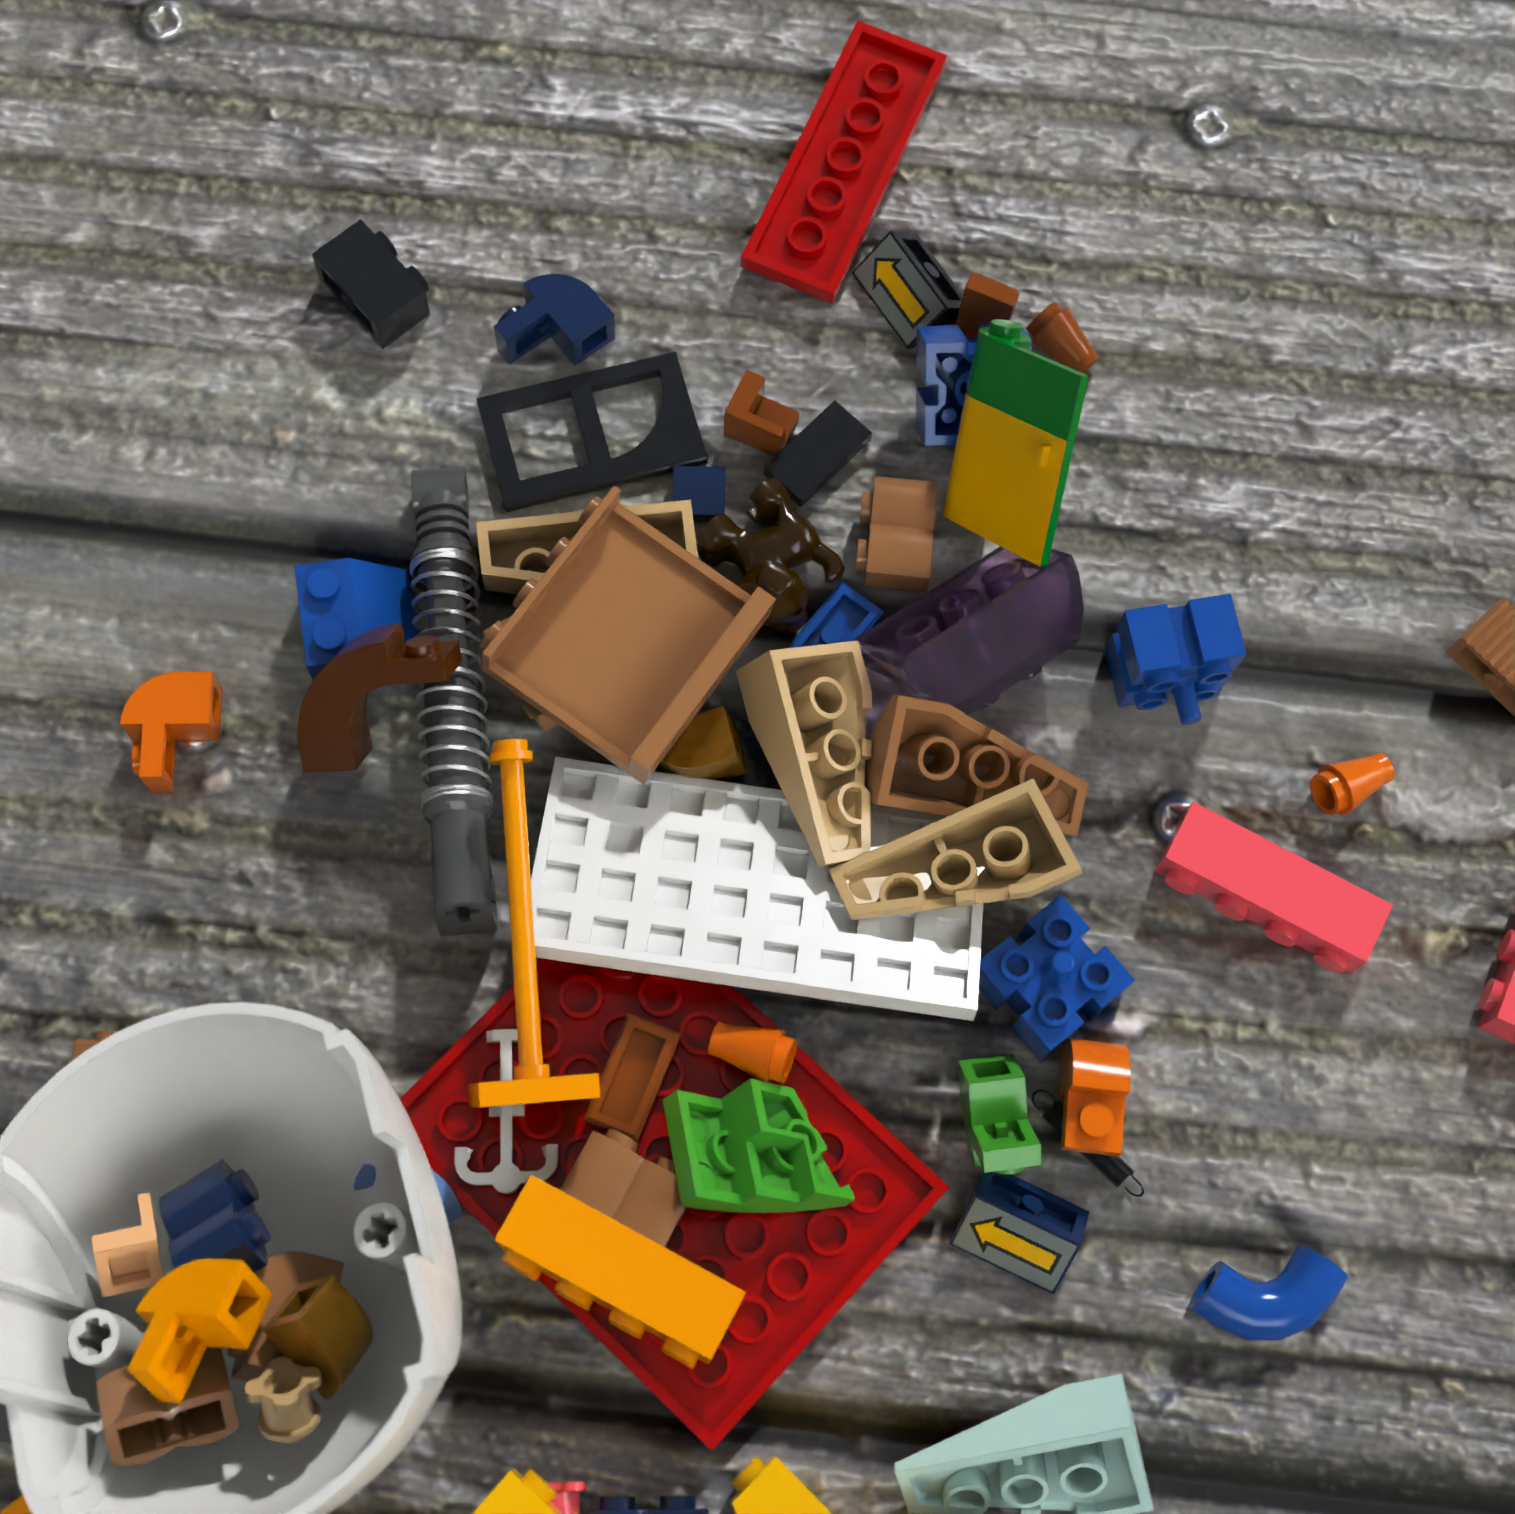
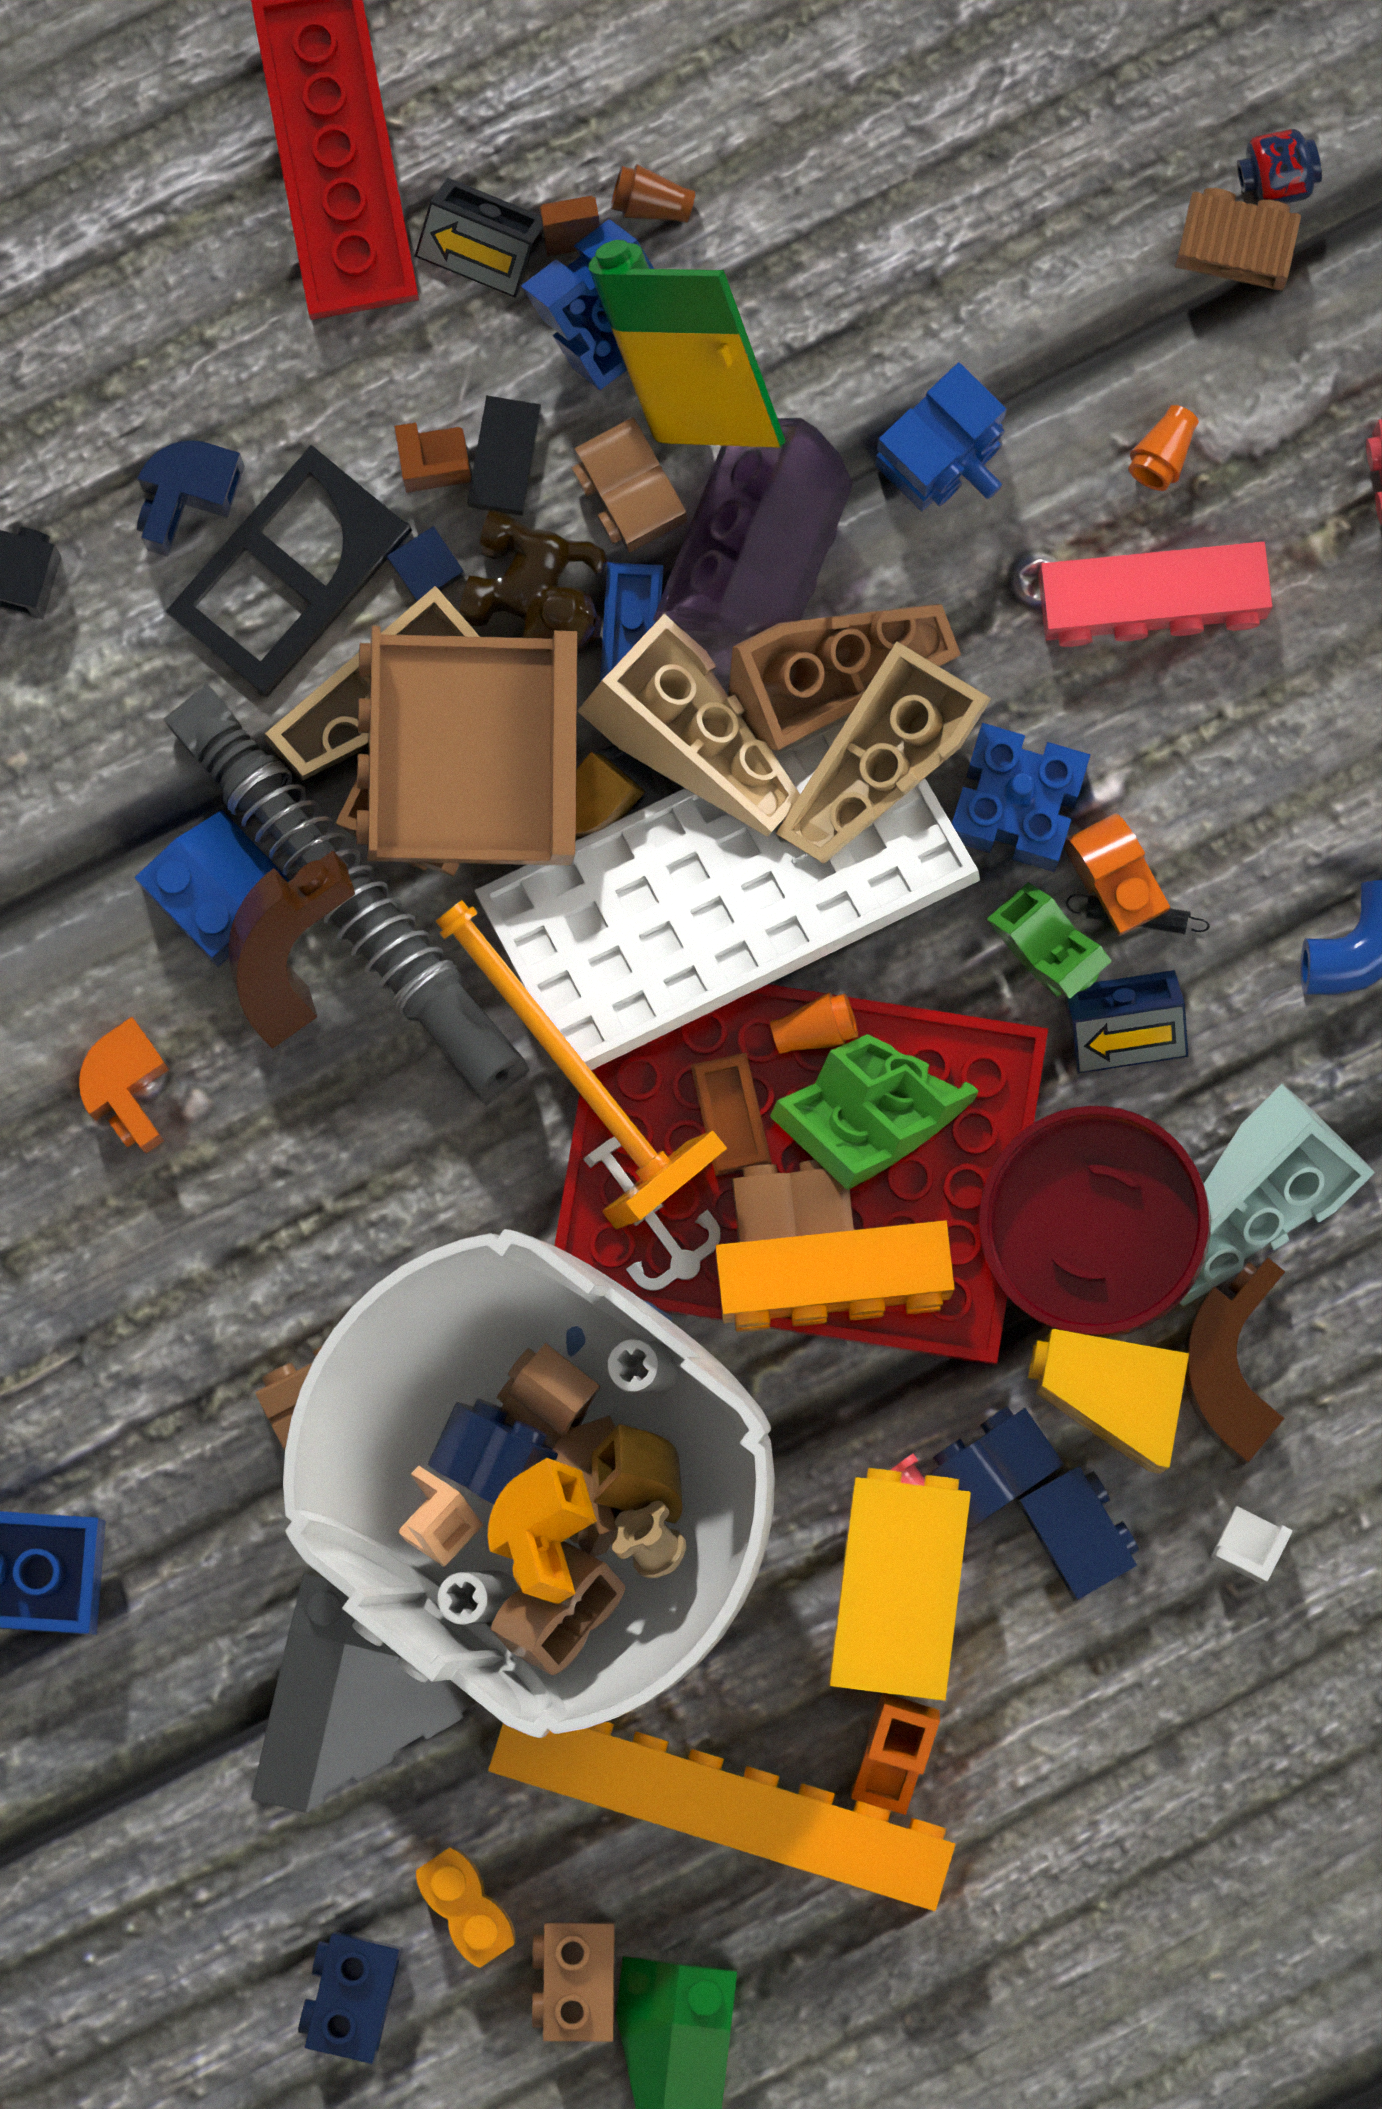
camera: 25 degrees left, 10 degrees up
(301, 1207) = (547, 1393): none -> medium nougat brick
(879, 1385) = (1095, 1221): none -> dark red piece

